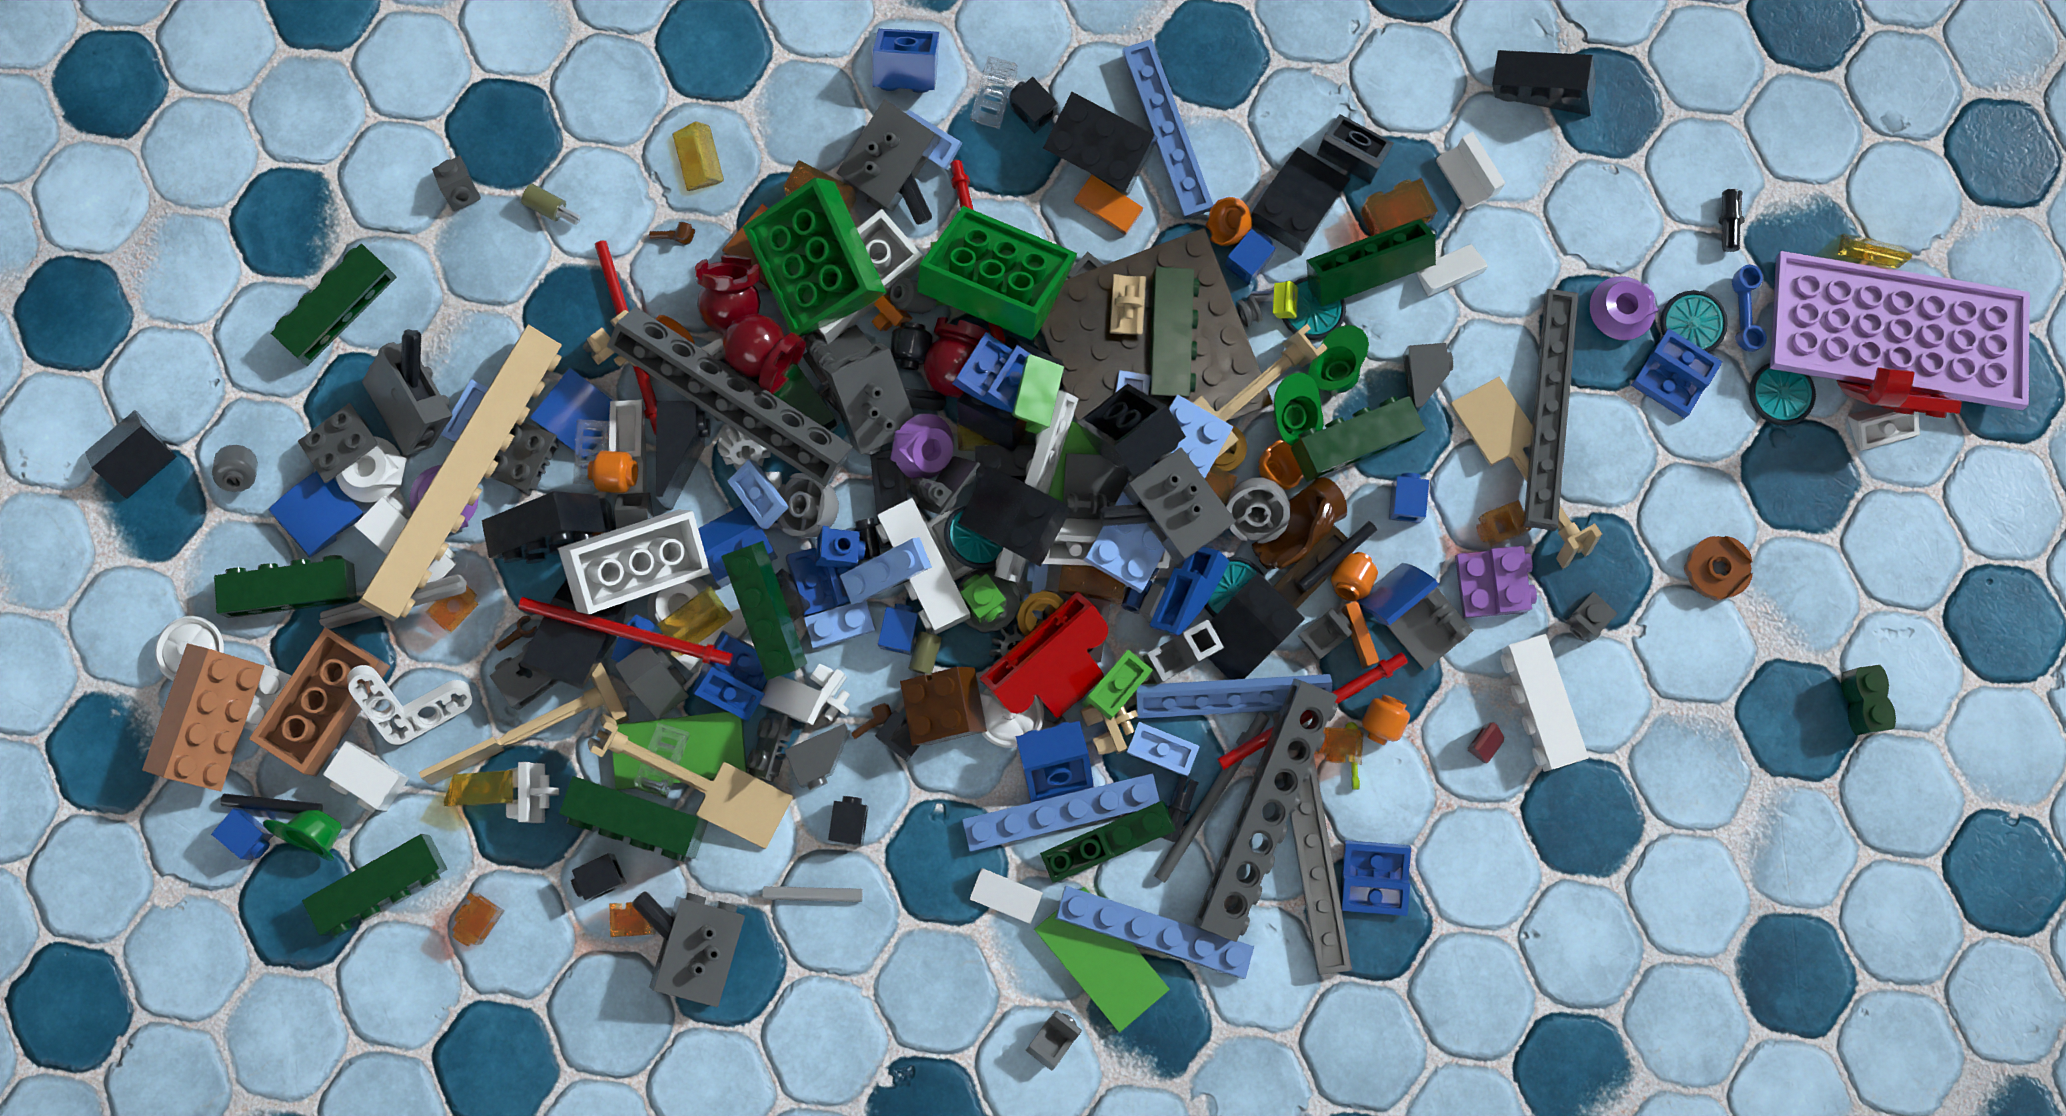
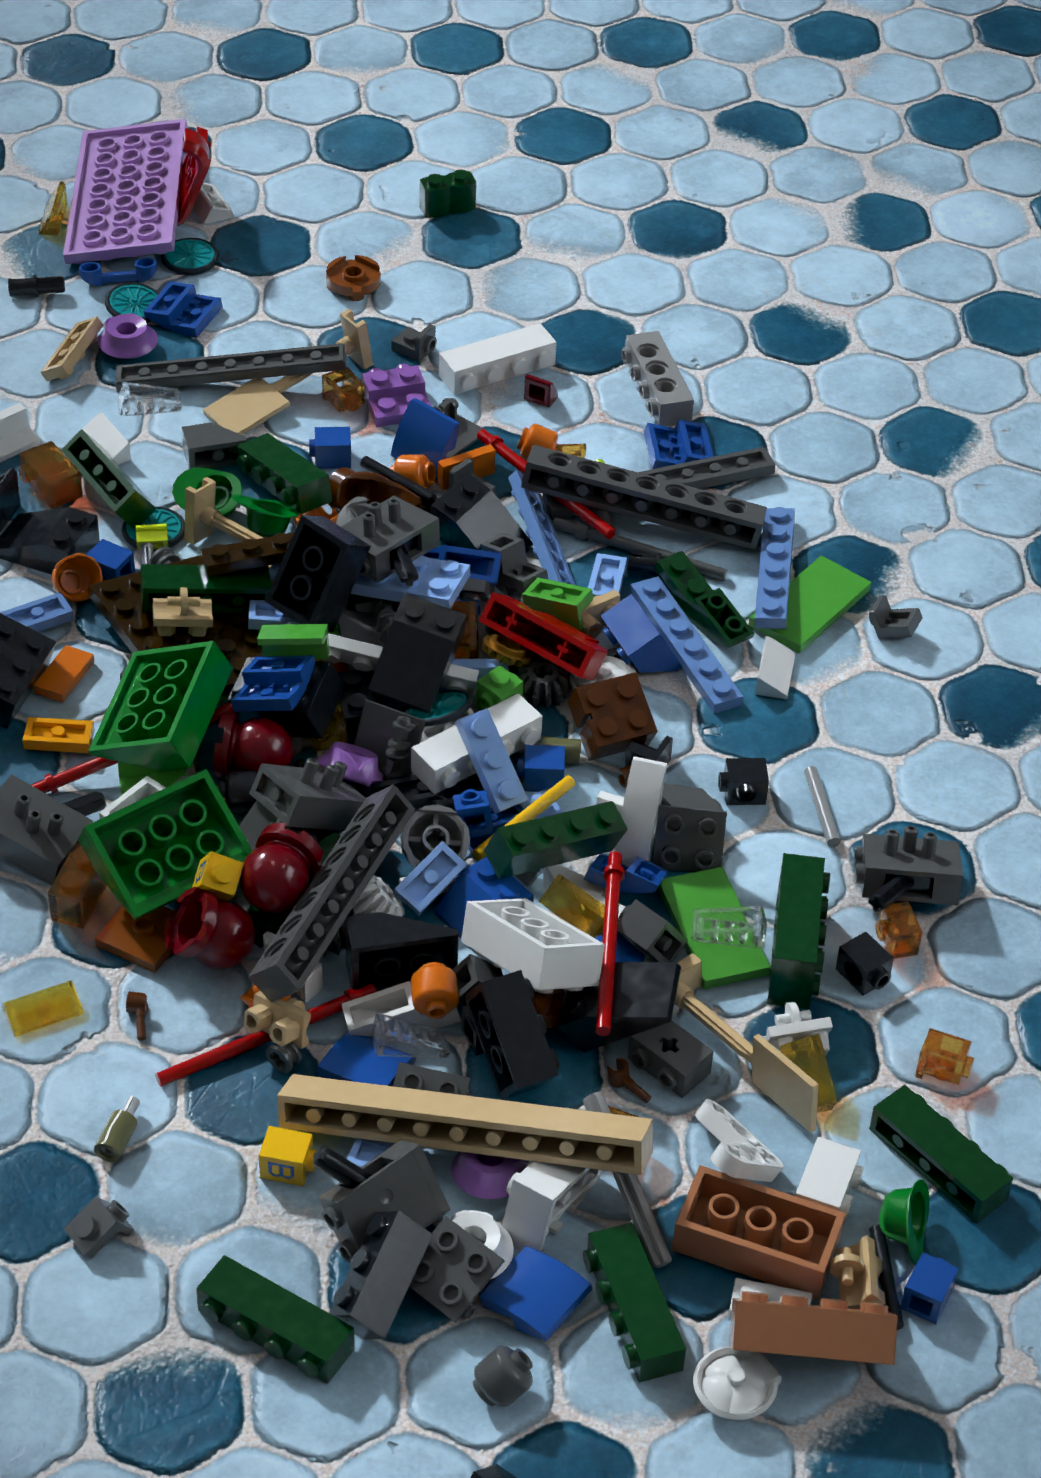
camera: 100 degrees left, 35 degrees down
(263, 775) = (858, 1273): none -> tan hips
(337, 384) = (380, 1274): none -> black brick
(489, 334) = (286, 1156): none -> yellow brick
(730, 800) = (751, 863): tan piece -> none
(760, 295) = (218, 875): none -> yellow brick
(829, 597) = (533, 809): none -> yellow bar
(1020, 192) = (58, 735): none -> light orange plate
(1191, 375) = (245, 554): none -> dark brown plate
(1530, 311) = (147, 399): none -> clear slope
(1542, 876) = (657, 378): none -> light grey brick
(1609, 248) = (72, 349): none -> tan plate

